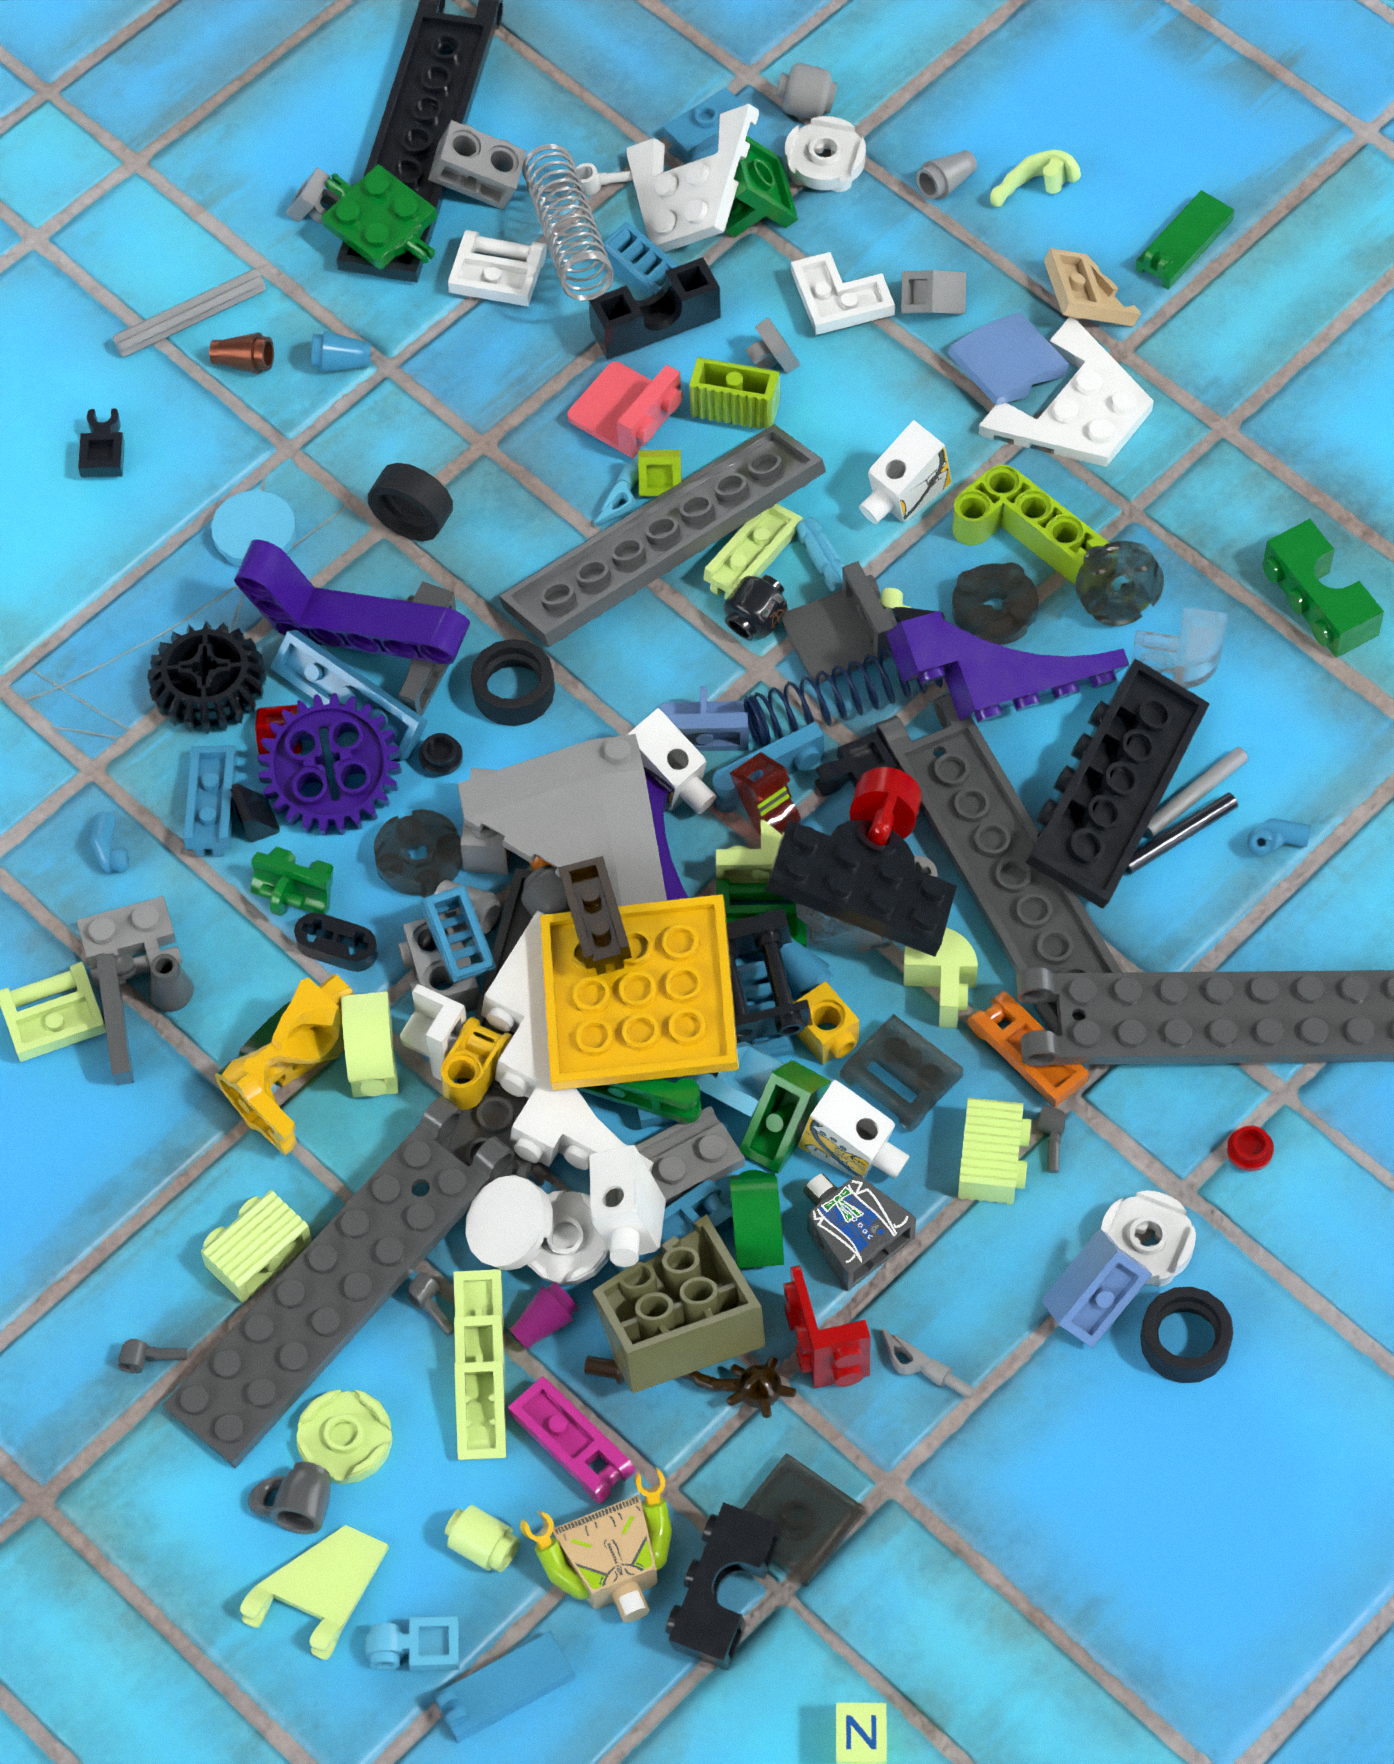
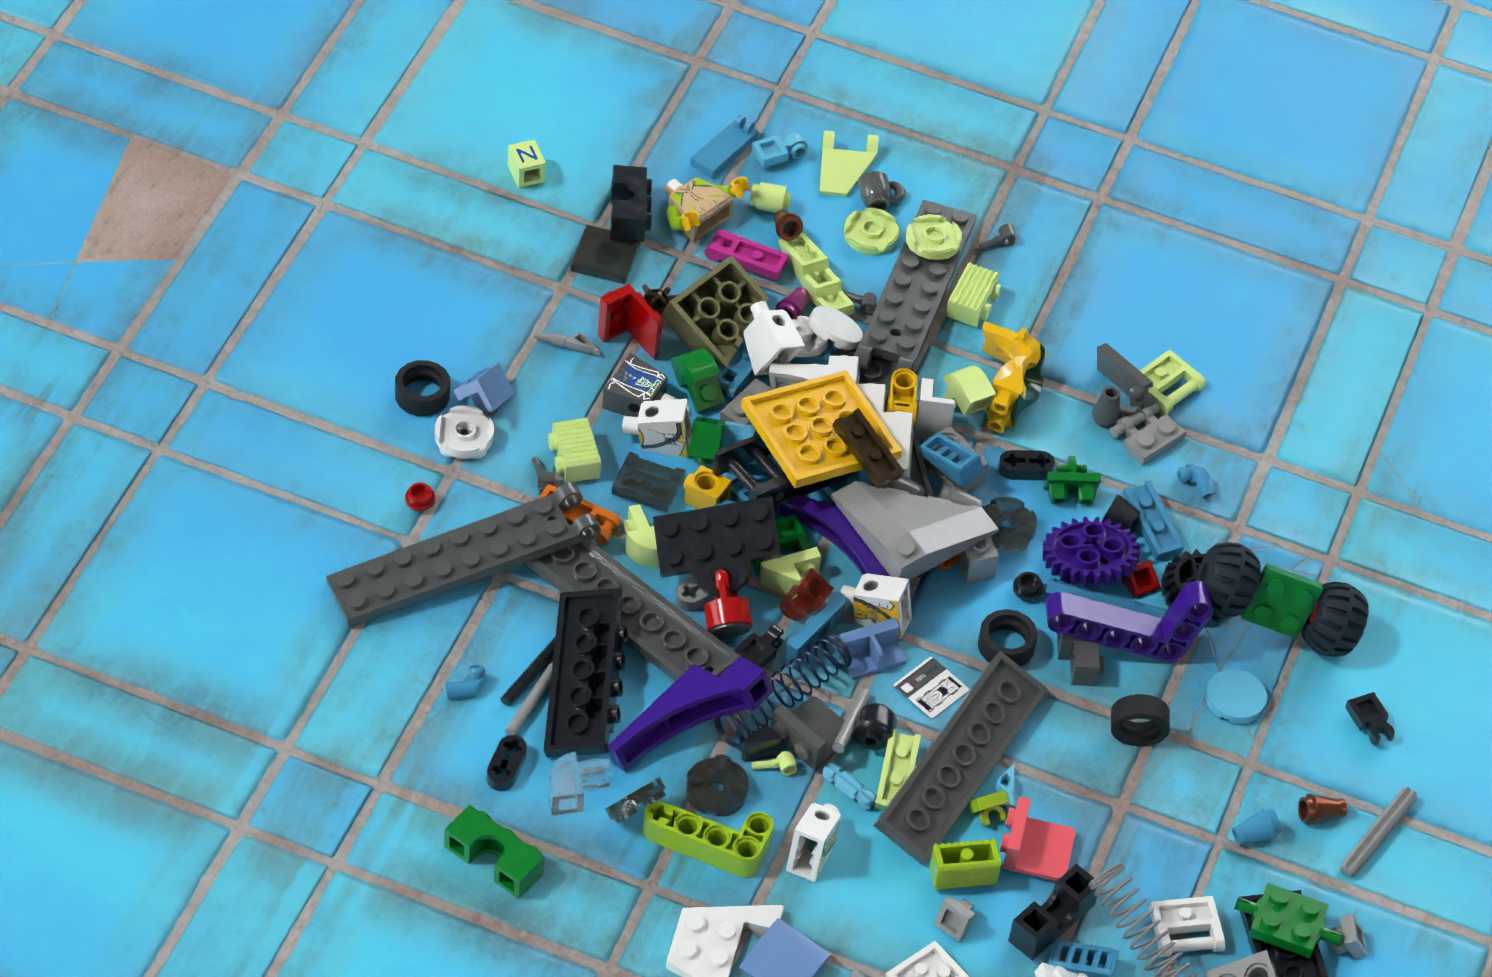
camera: 150 degrees right, 10 degrees down
(191, 593) = (1326, 614): none -> black plate
(266, 1351) = (933, 237): none -> yellowish green tile
(482, 1468) = (787, 225): none -> copper cone
(645, 663) = (931, 687): none -> sticker
(783, 623) = (848, 726): none -> light grey bar
(1255, 706) = (512, 765): none -> black beam

